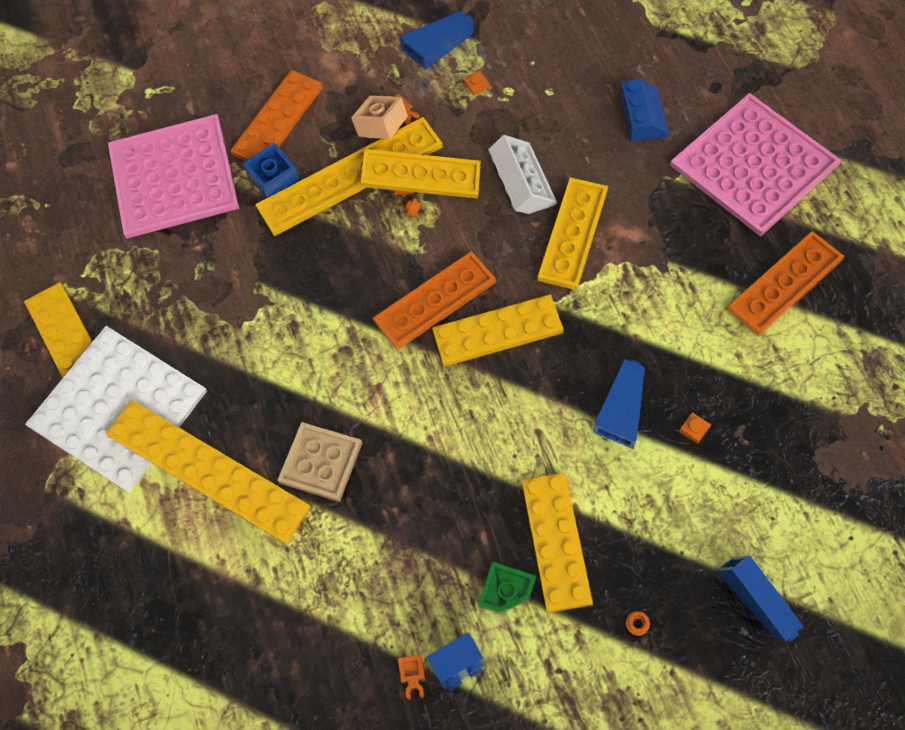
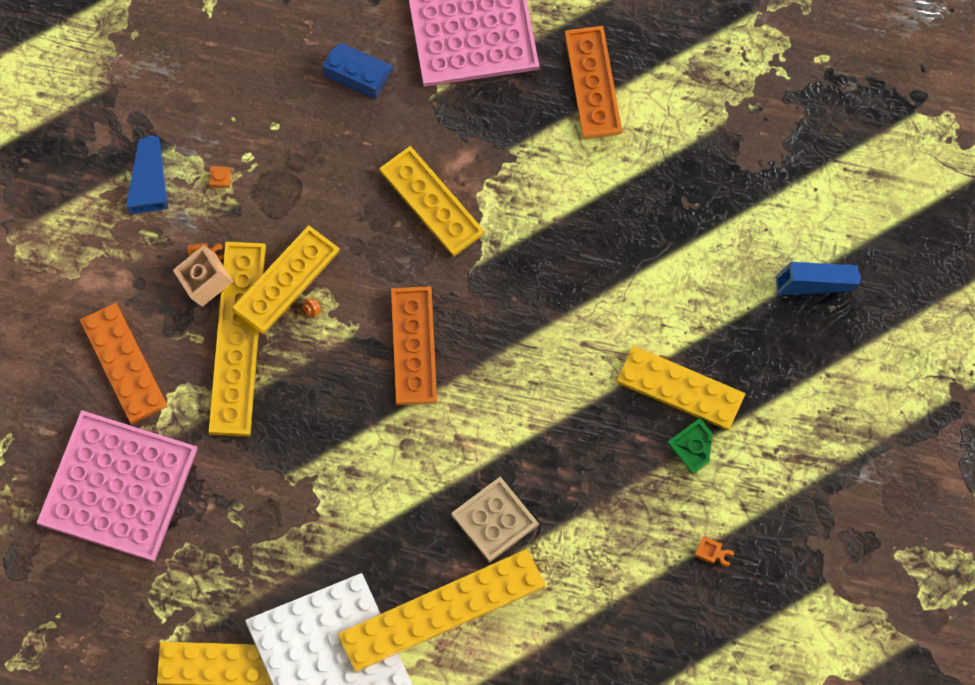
camera: 65 degrees left, 5 degrees up
(271, 171) = (186, 399): blue brick -> none
(457, 662) = (728, 511): blue brick -> none
(497, 330) = (475, 316): yellow plate -> none
(521, 175) = (346, 203): white slope -> none
(621, 409) = (611, 269): blue slope -> none
(642, 618) = (782, 368): orange plate -> none
(695, 428) = (662, 231): orange plate -> none

